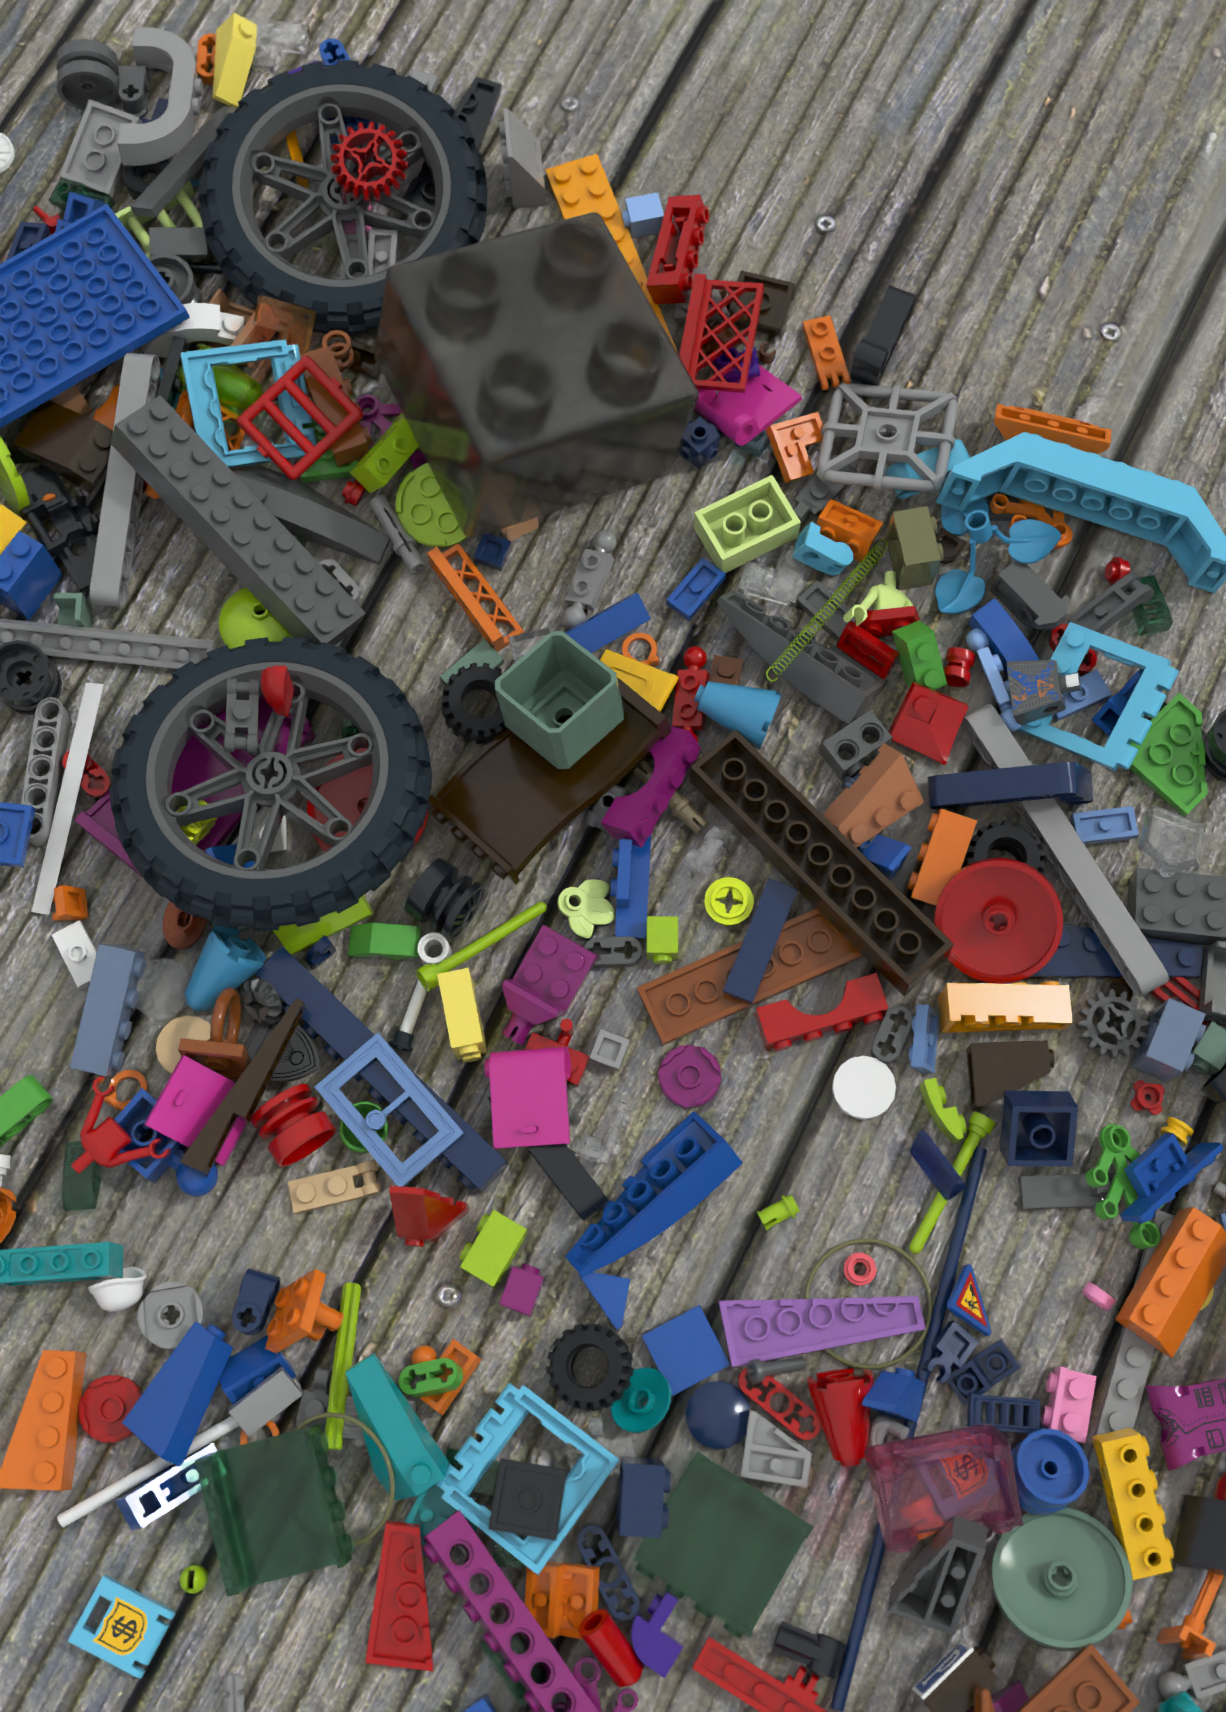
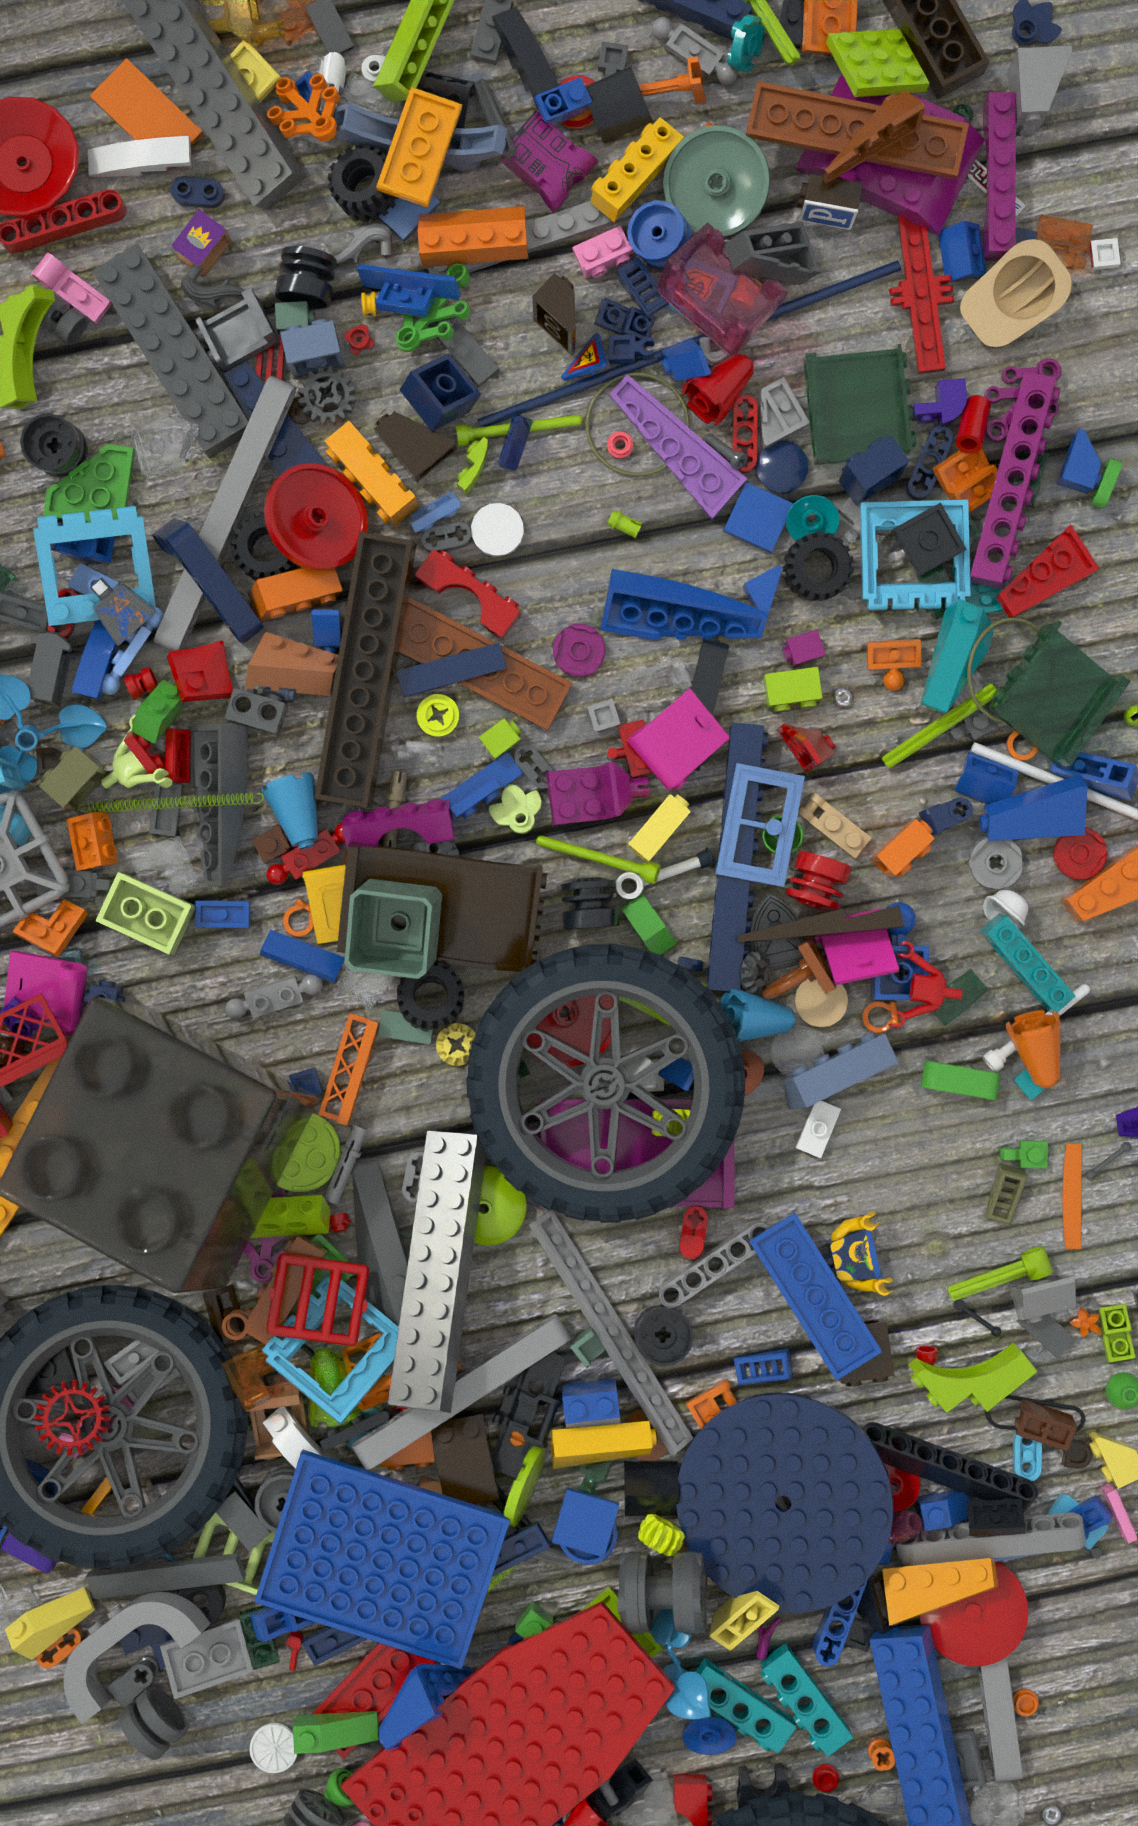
camera: 130 degrees left, 15 degrees up
(67, 798) = (720, 1229): white sticker -> none
(70, 904) = (790, 1163): orange tile -> none
(242, 715) = (580, 1136): dark grey plate -> none
(256, 1230) = (908, 843): none -> orange brick
(265, 1401) = (1000, 756): light grey tile -> none
(277, 689) = (543, 1126): red brick -> none
(301, 1313) = (931, 776): orange plate -> none
(432, 705) = (444, 1045): none -> light yellow gear
(432, 1385) = (908, 657): bright green beam -> none
(815, 1650) = (875, 299): black piece -> none
(821, 551) = (126, 844): medium azure leg -> none
(1037, 1303) = (556, 311): none -> dark brown slope
(1098, 1296) = (519, 280): bright pink tile -> none
(1105, 825) = (184, 499): medium blue plate -> none

